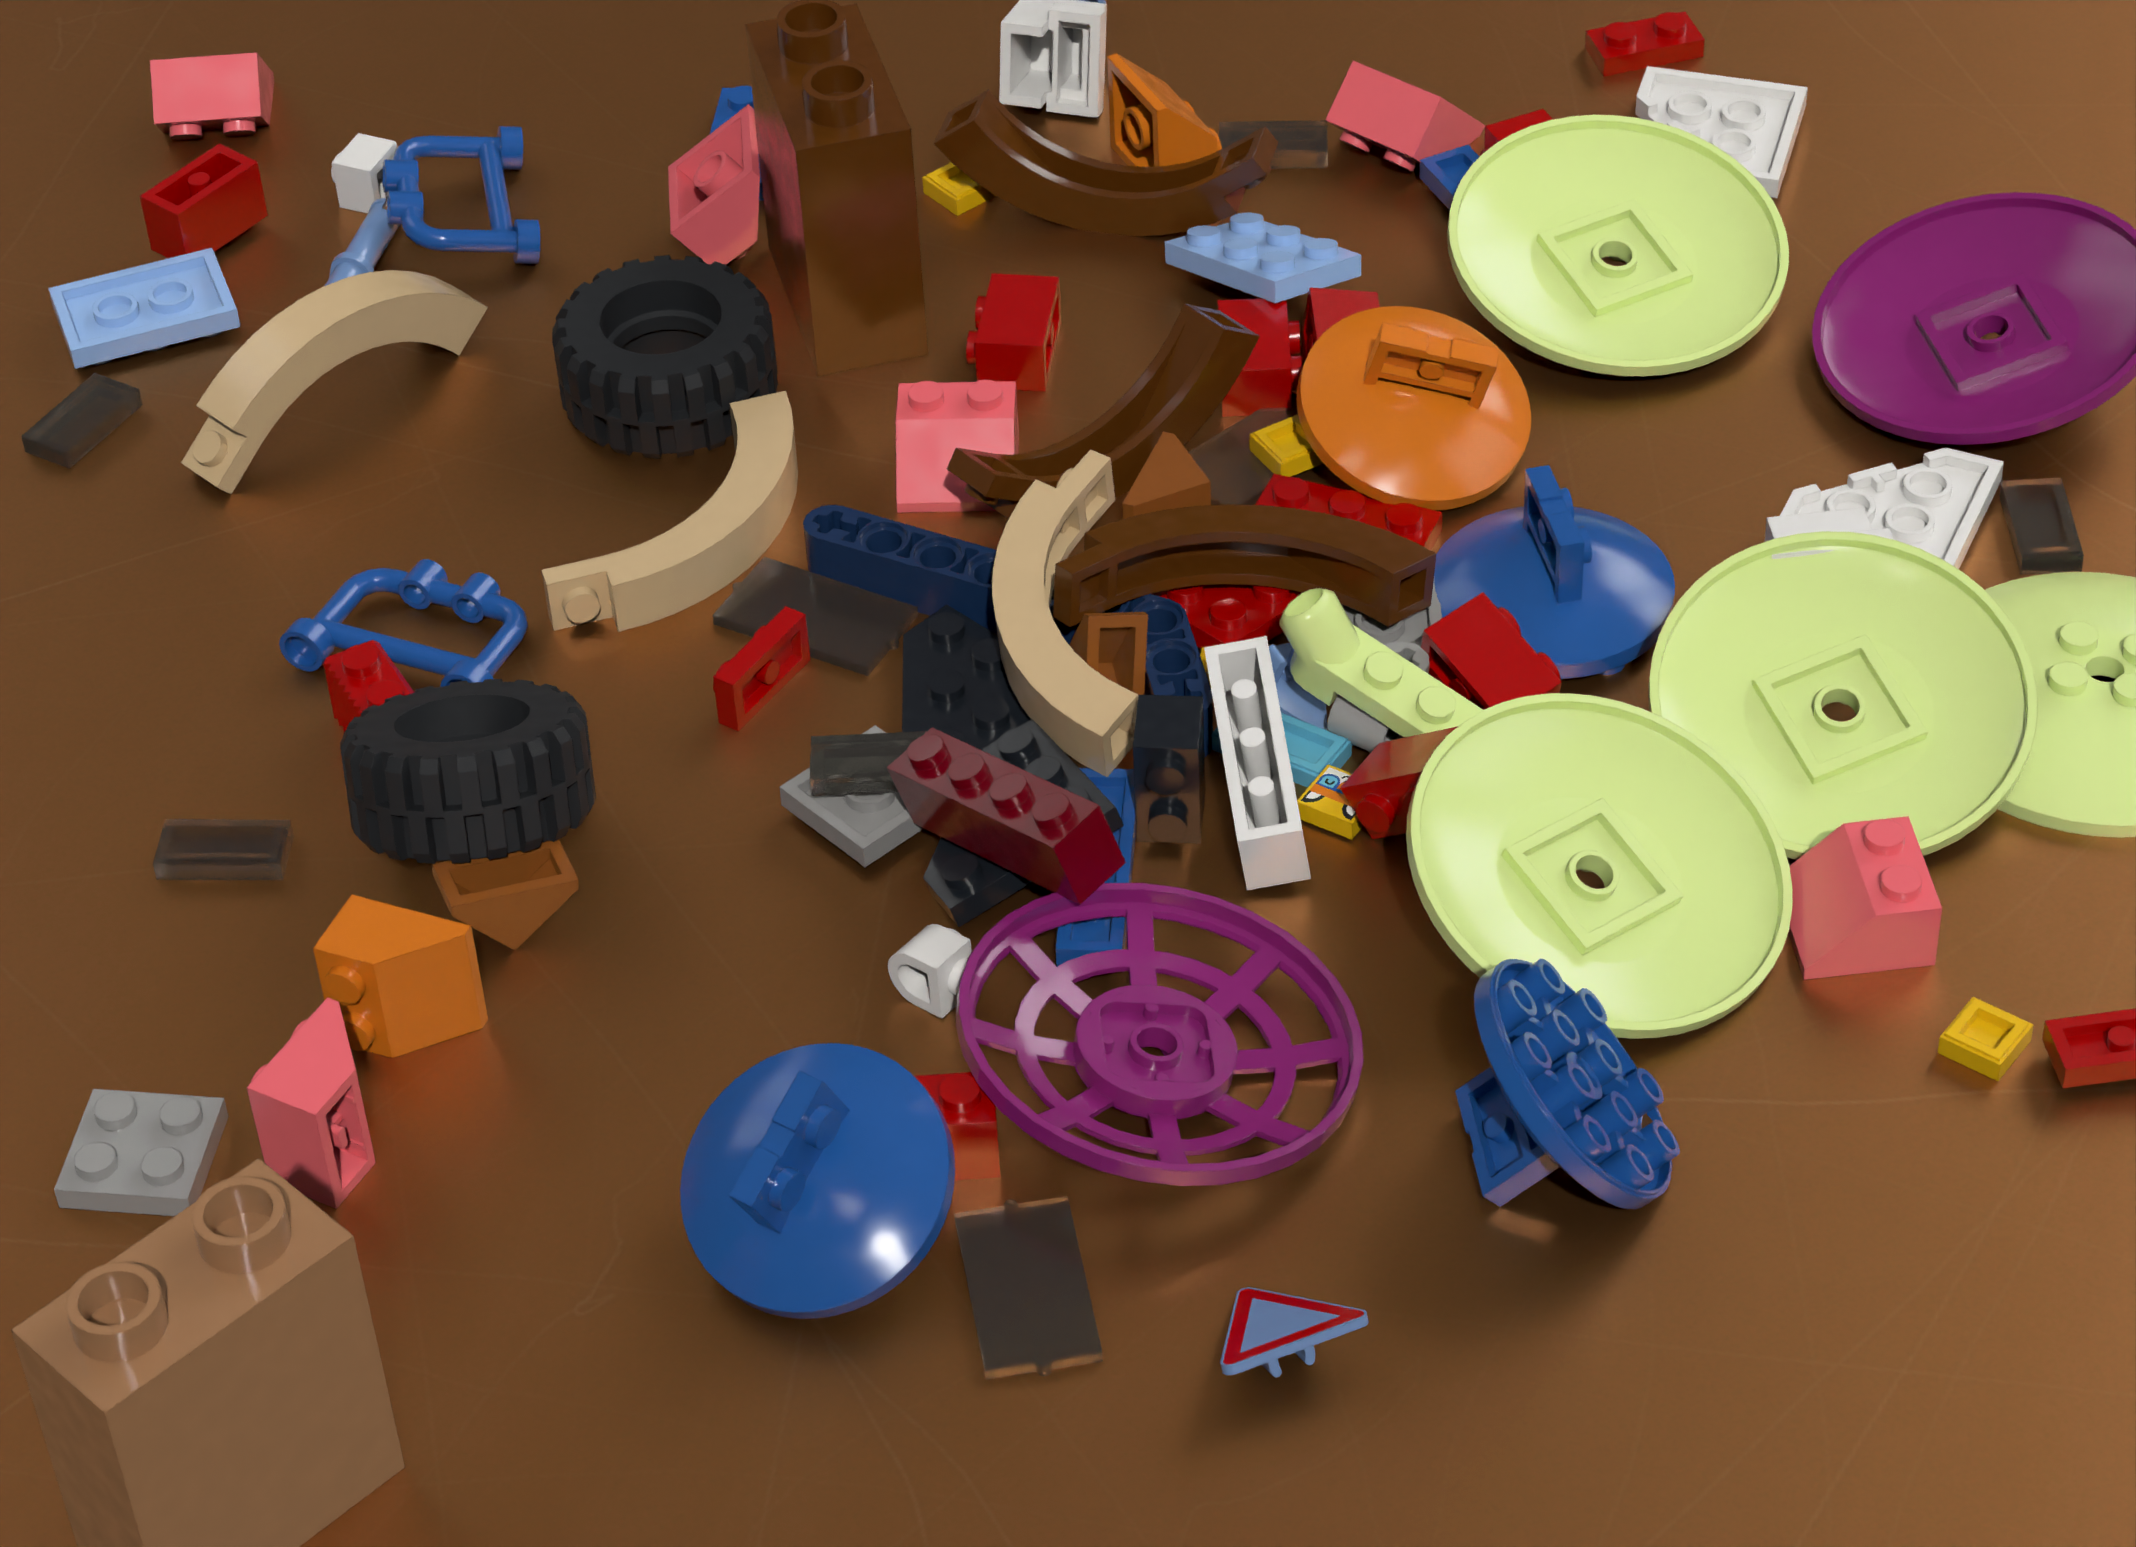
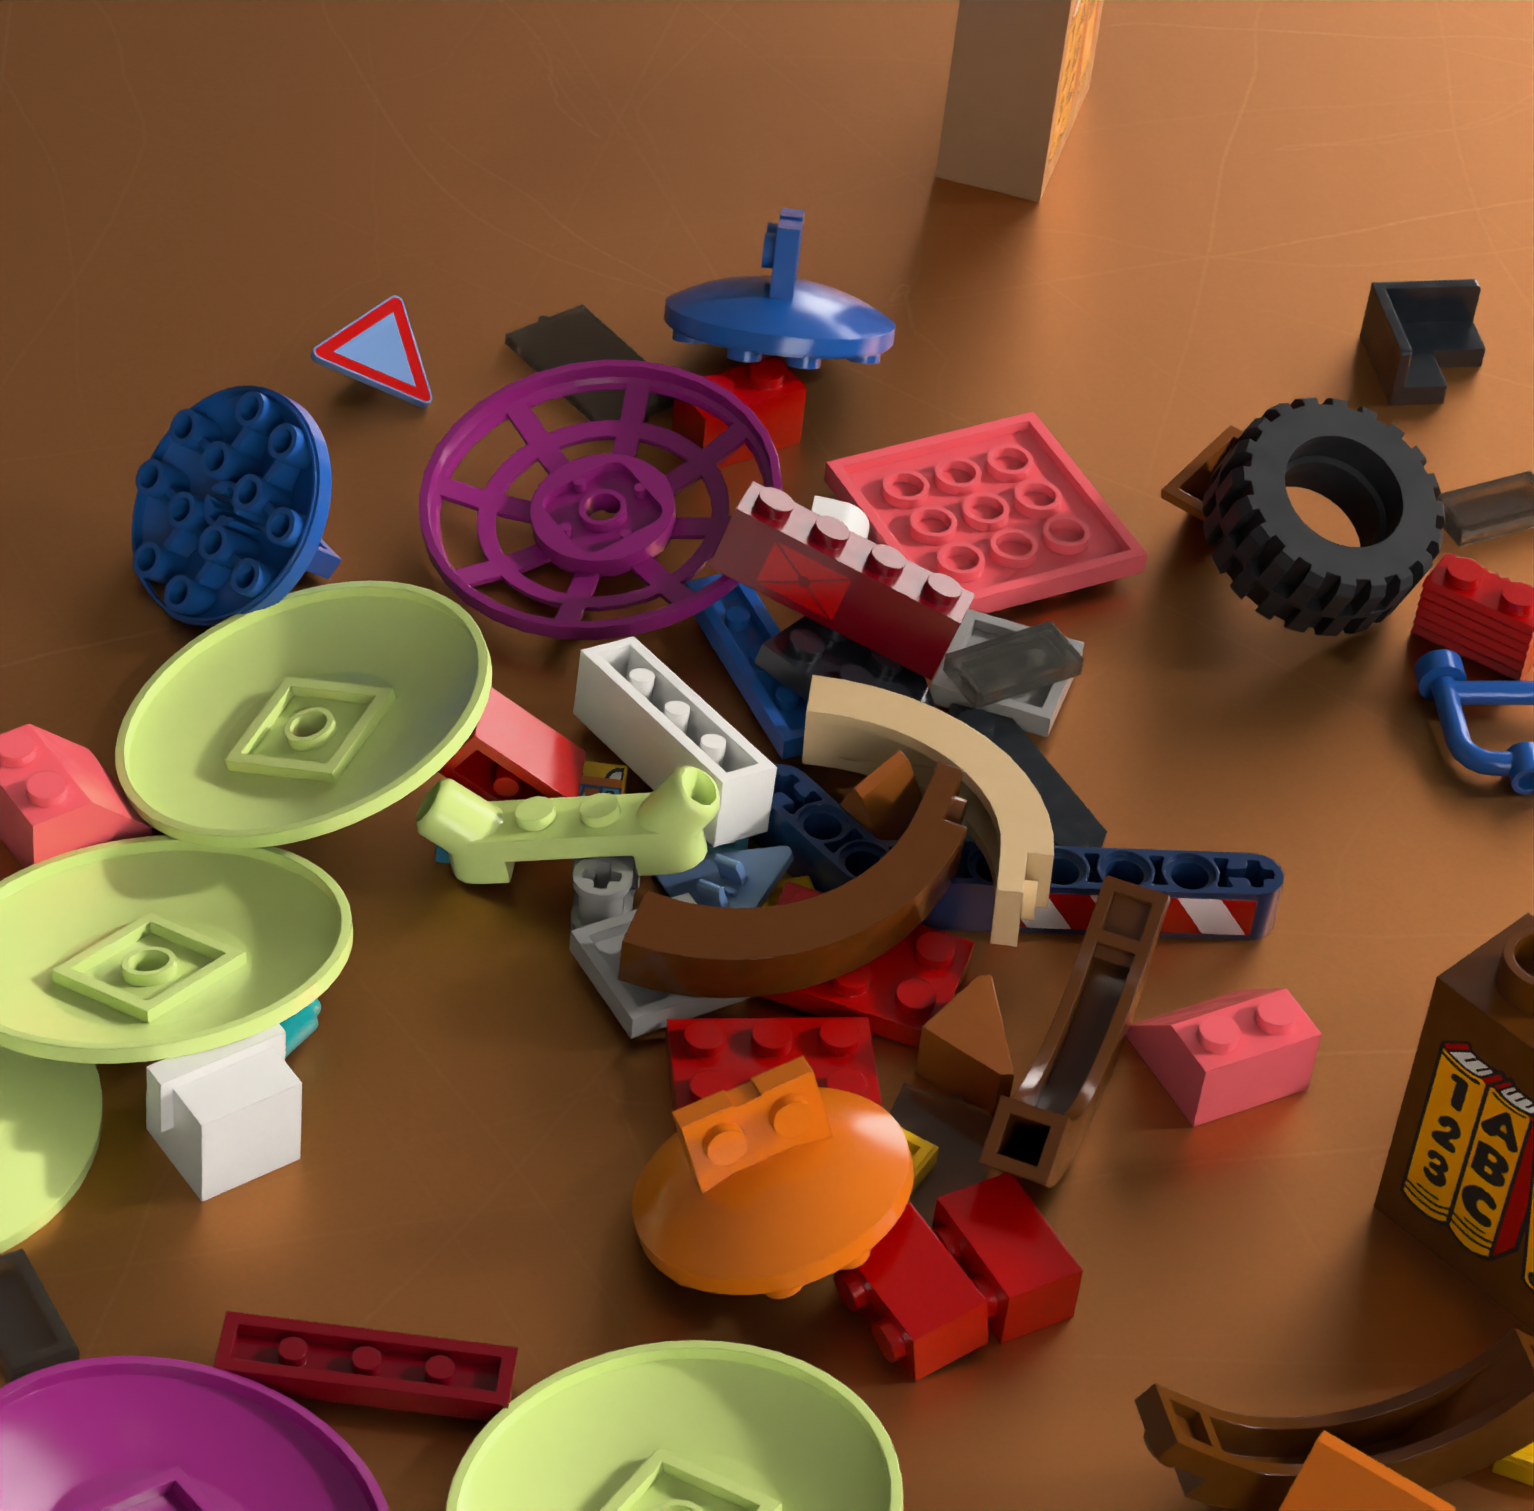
camera: 145 degrees right, 0 degrees up
(109, 1052) = (1417, 330): none -> black panel
(141, 1152) = (1304, 290): light grey plate -> none
(313, 1110) = (1188, 291): coral slope -> none
(400, 977) = (1223, 381): orange slope -> none
(702, 550) = (1366, 923): tan arch -> none
(751, 957) = (992, 511): none -> coral plate
(761, 668) = (1203, 741): red plate -> none
(843, 621) = (1187, 831): clear smoke piece -> none
(1016, 330) = (1284, 1213): red brick -> none
(1169, 768) = (752, 692): black brick -> none
(1262, 257) = (1075, 1375): light blue plate -> none
(1485, 656) = (513, 901): red brick -> none
(1569, 575) = (511, 1057): blue bracket -> none
(1784, 415) = (369, 1366): none -> dark red plate
(1923, 505) = (182, 1256): white plate -> none

